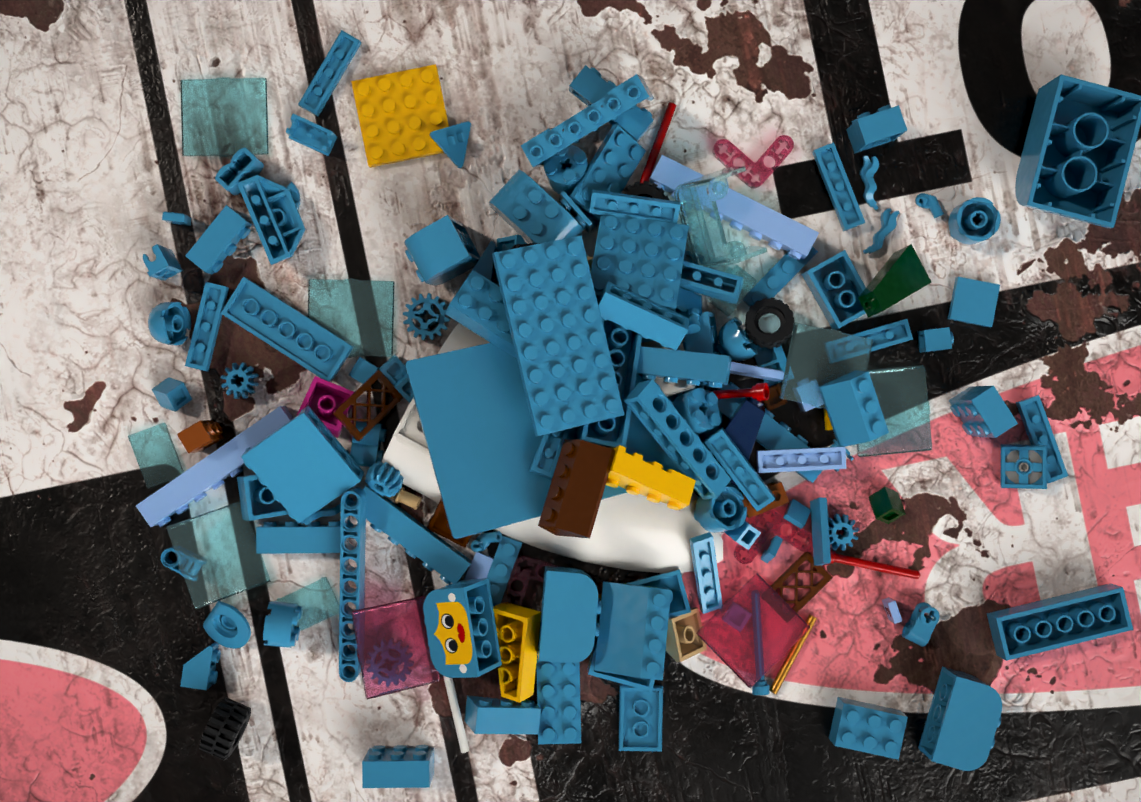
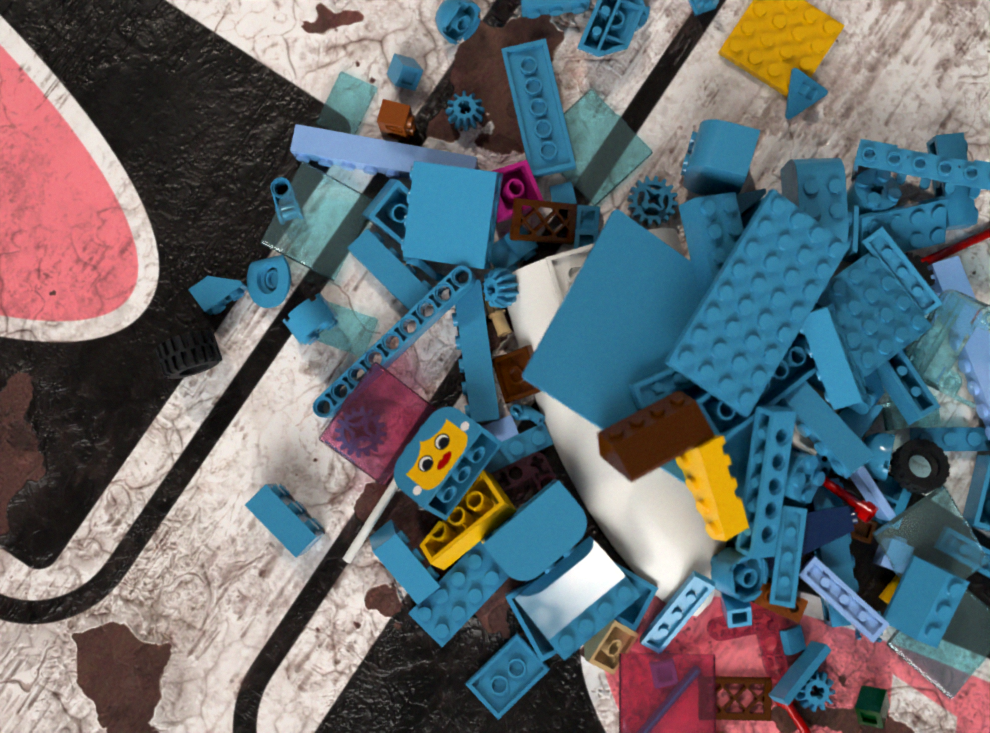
camera: 50 degrees right, 5 degrees down
(206, 326) = (480, 49): dark azure plate -> none
(772, 550) = (744, 649): dark azure tile -> none

